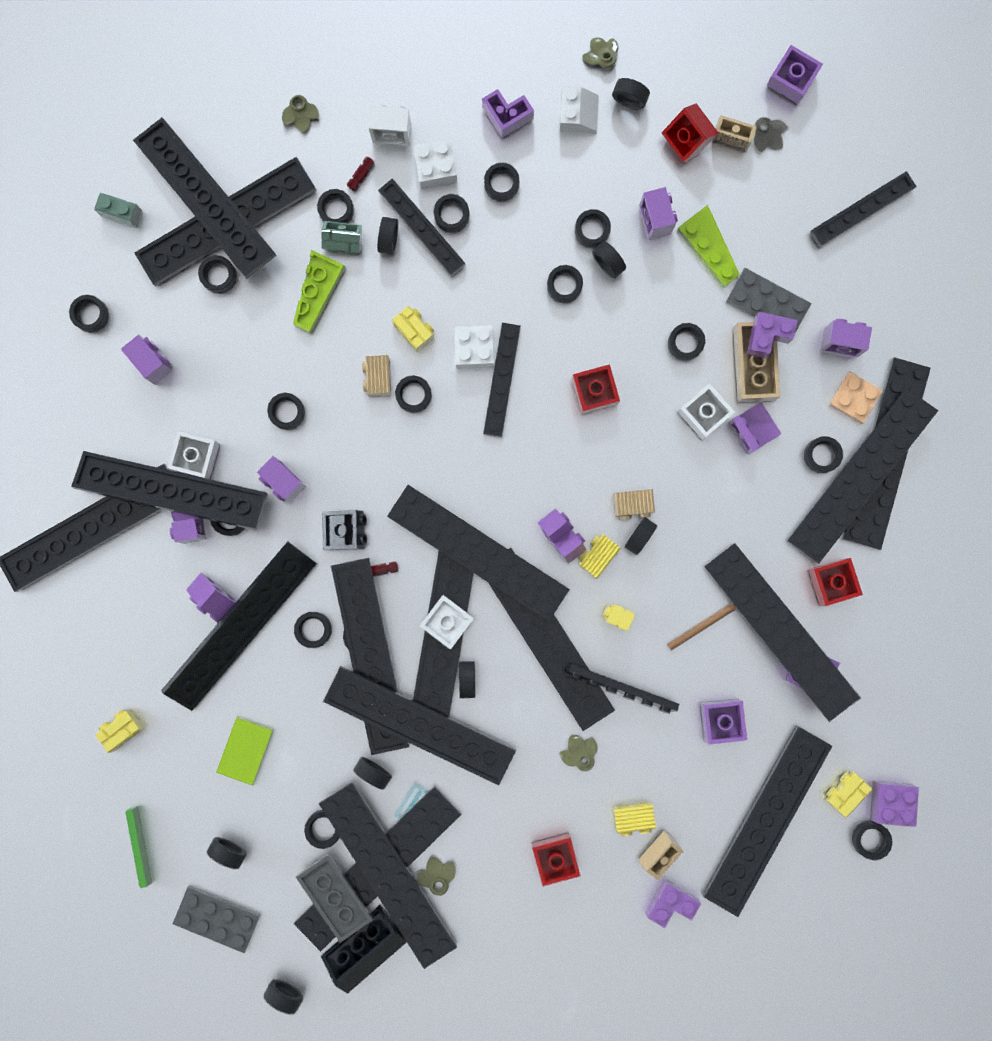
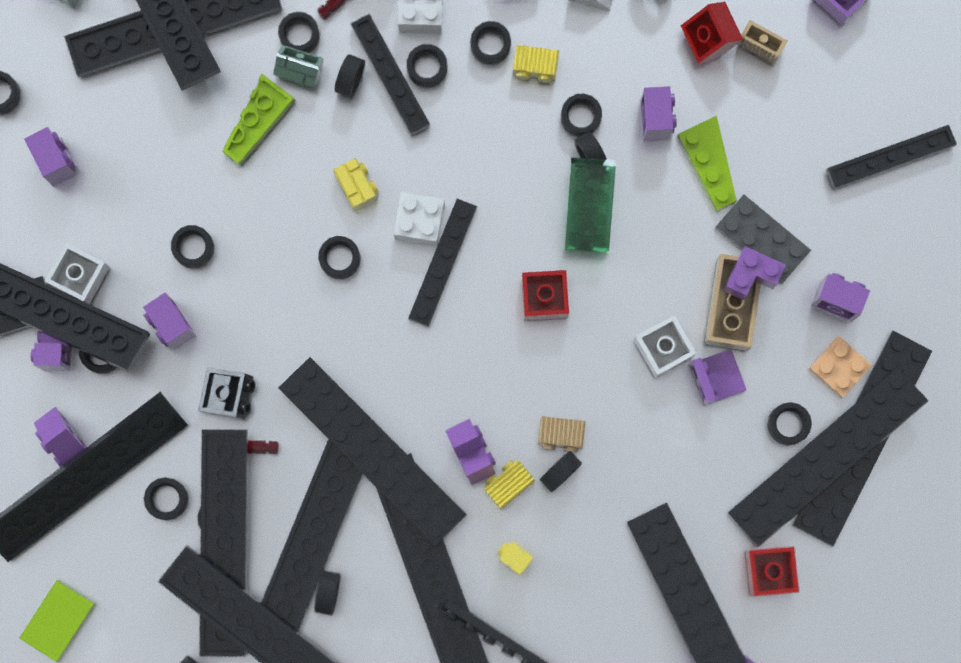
camera: 10 degrees right, 5 degrees down
(206, 264) = (143, 64): black tyre -> none
(377, 375) = (304, 228): tan brick -> none
(446, 622) = (318, 522): white plate -> none
(544, 191) = (535, 63): none -> light yellow brick
(569, 270) = (531, 154): black tyre -> none
(618, 303) = (589, 204): none -> clear green brick
(686, 327) = (660, 246): black tyre -> none
(702, 626) = (610, 590): medium nougat bar -> none
(771, 136) = (802, 55): clear smoke plate -> none

